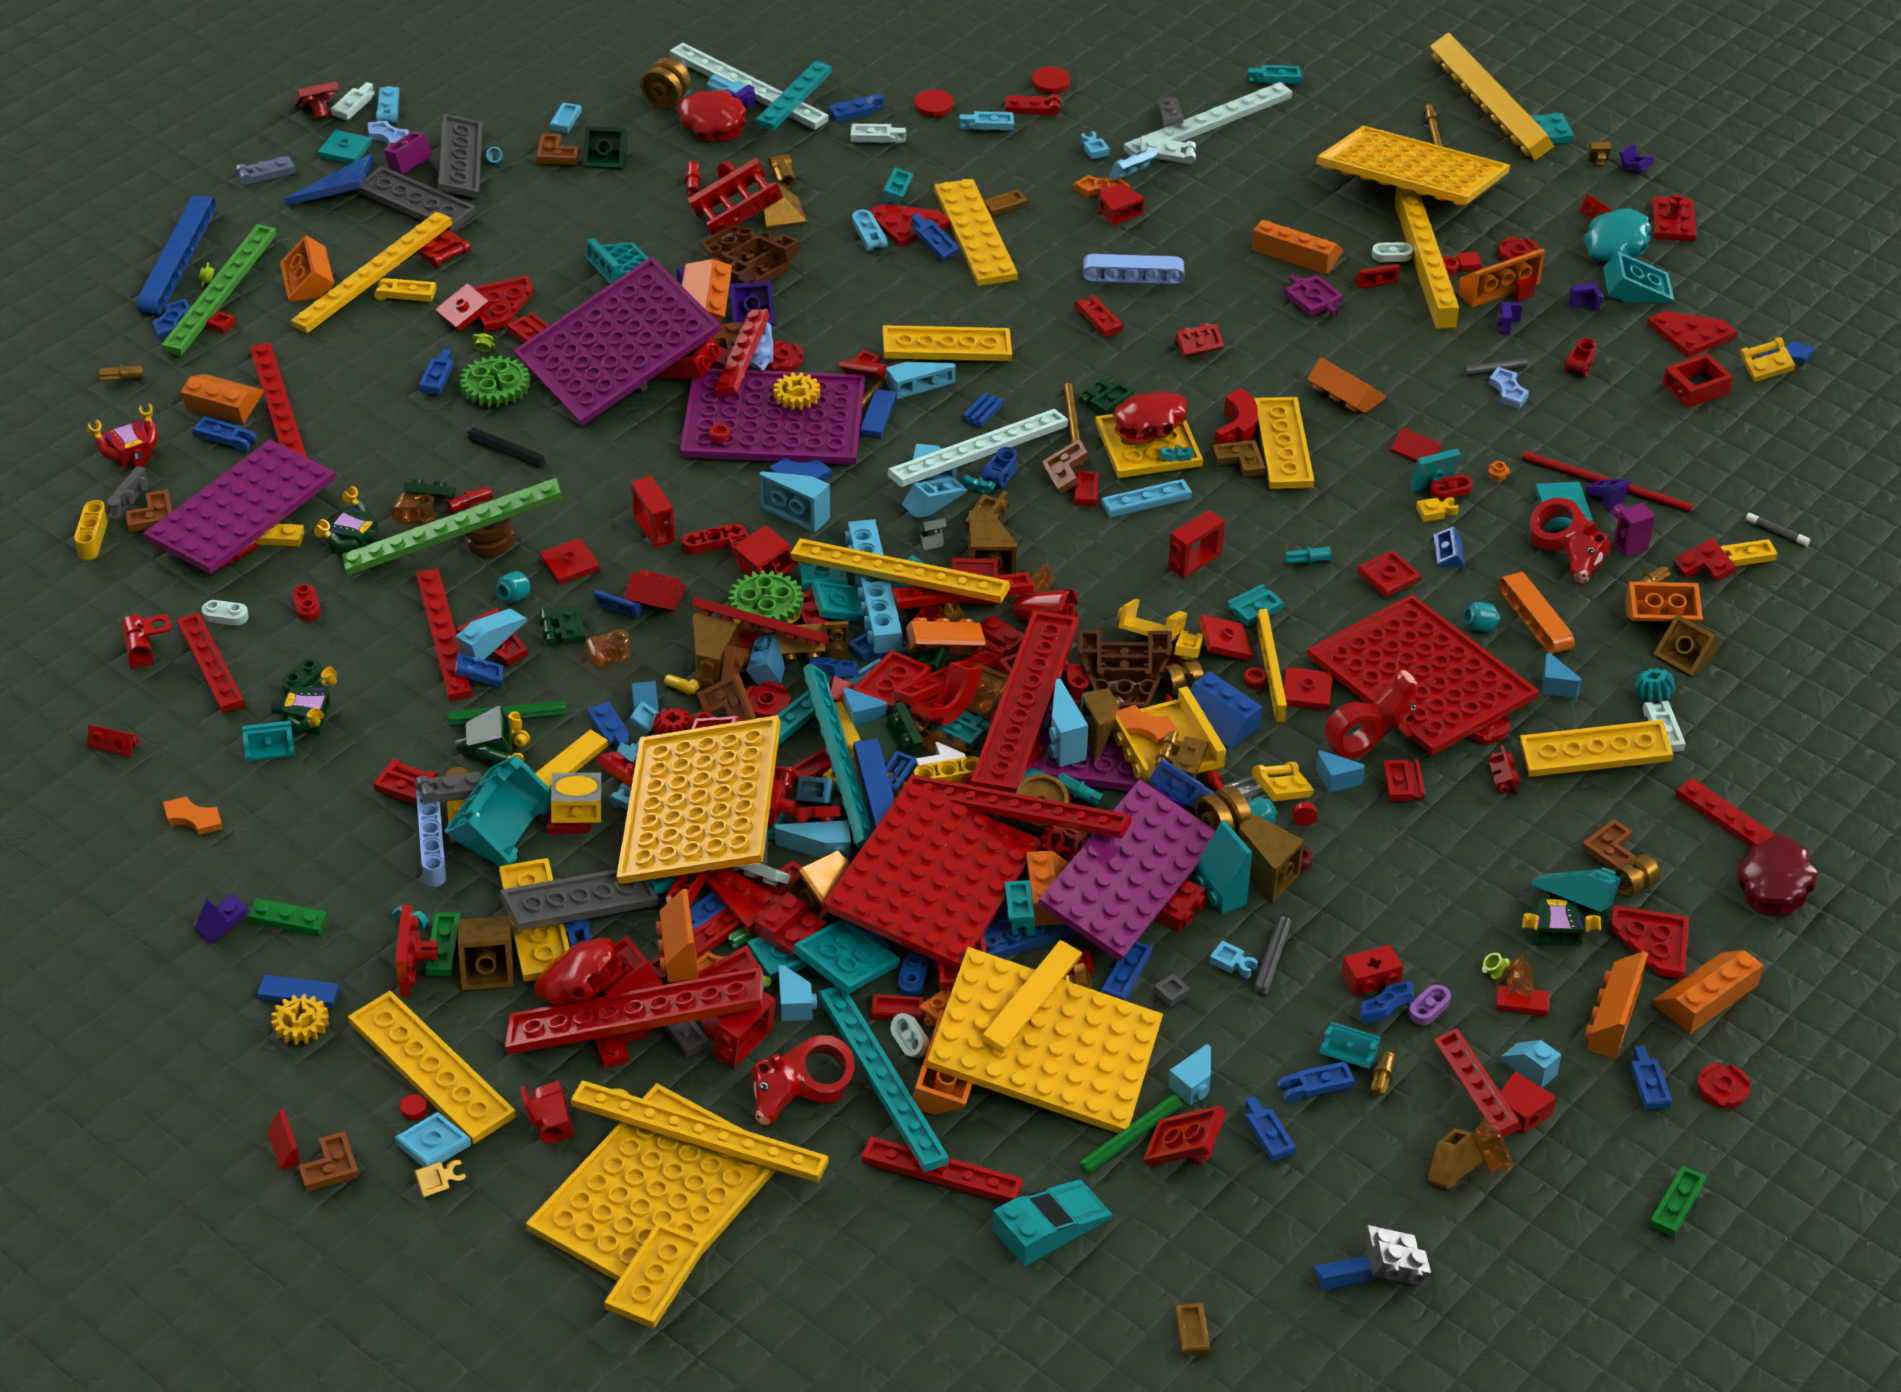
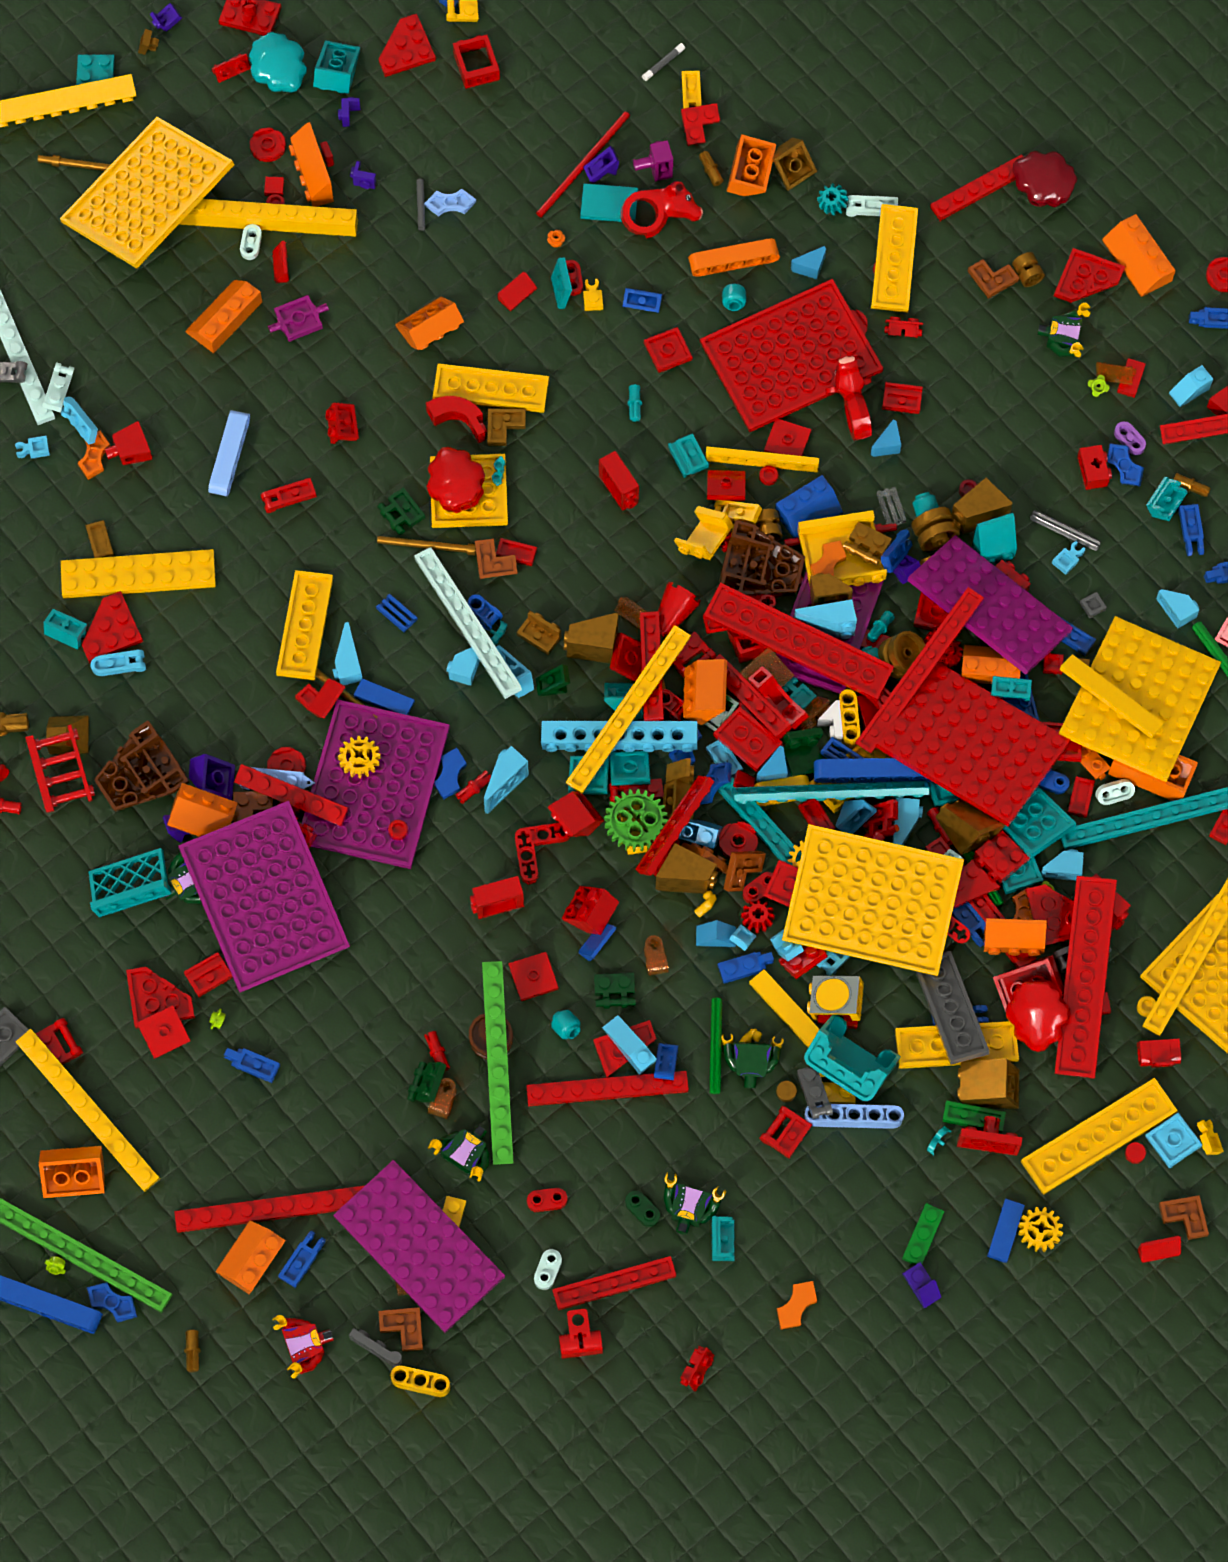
camera: 80 degrees left, 25 degrees up
(221, 322) = (127, 1256): red tile -> none
(405, 290) = (119, 1082): yellow plate -> none
(482, 386) = (273, 997): bright green gear -> none
(506, 447) = (366, 1015): black axle -> none
(785, 1077) = (1155, 886): red animal -> none
(933, 237) = (149, 609): blue hinge -> none
(1146, 498) = (537, 508): medium azure tile -> none
(1285, 787) = (898, 478): yellow plate -> none
(1305, 814) = (928, 474): red tile -> none
(1582, 356) = (432, 139): red piece -> none
(1587, 887) = (1038, 309): teal slope -> none
(1615, 1005) = (1154, 316): orange slope -> none

